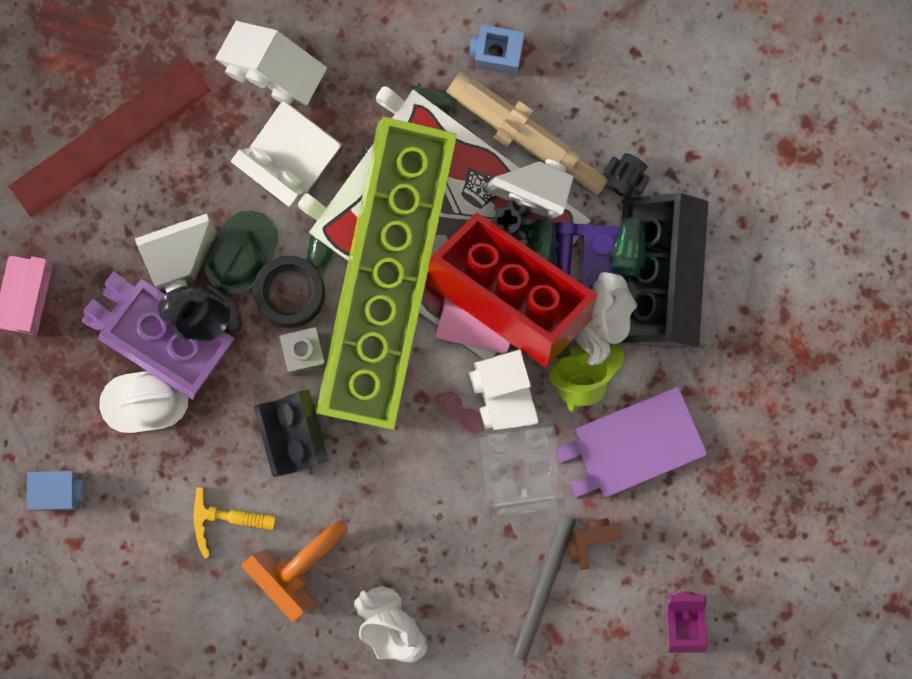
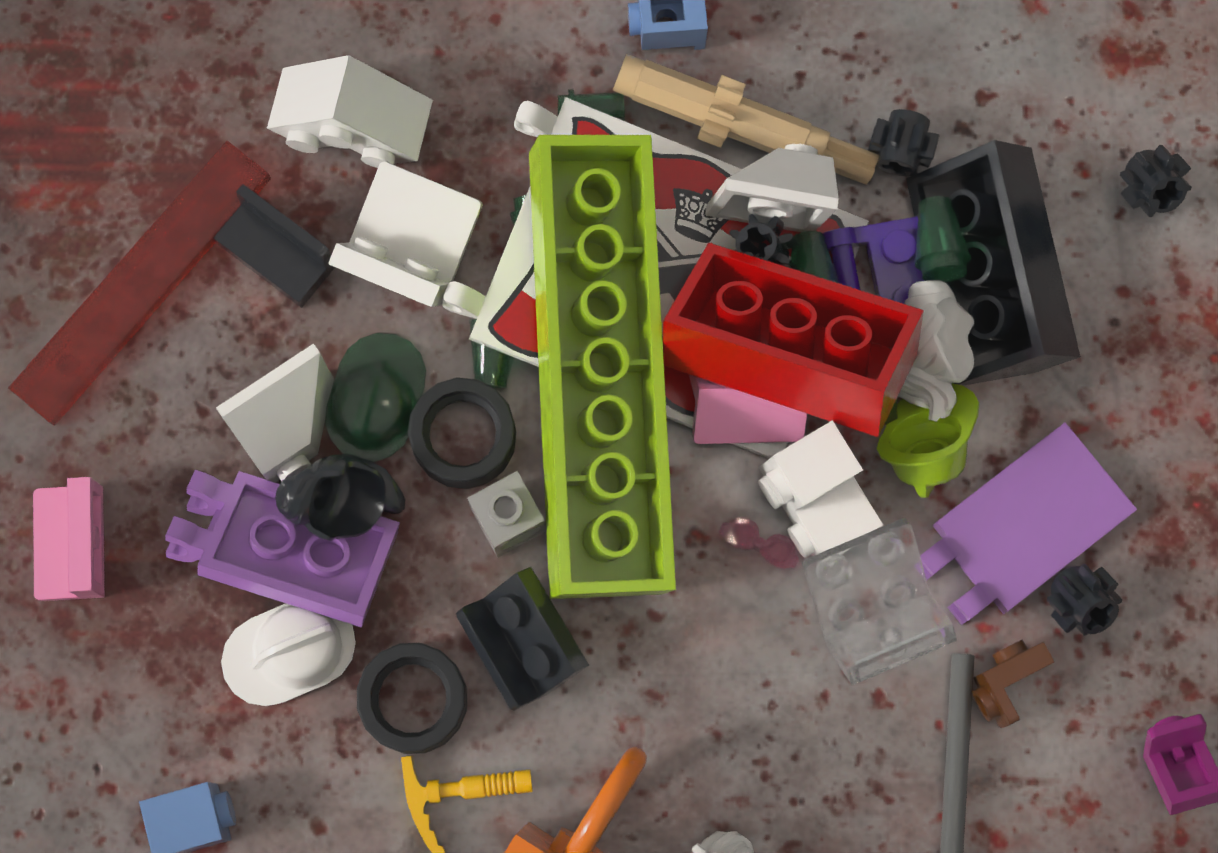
camera: 15 degrees left, 5 degrees down
(189, 437) = (381, 668): none -> black tyre
(200, 139) = (275, 247): none -> black panel
(654, 503) = (1084, 599): none -> black gear
(783, 244) = (1155, 181): none -> black gear

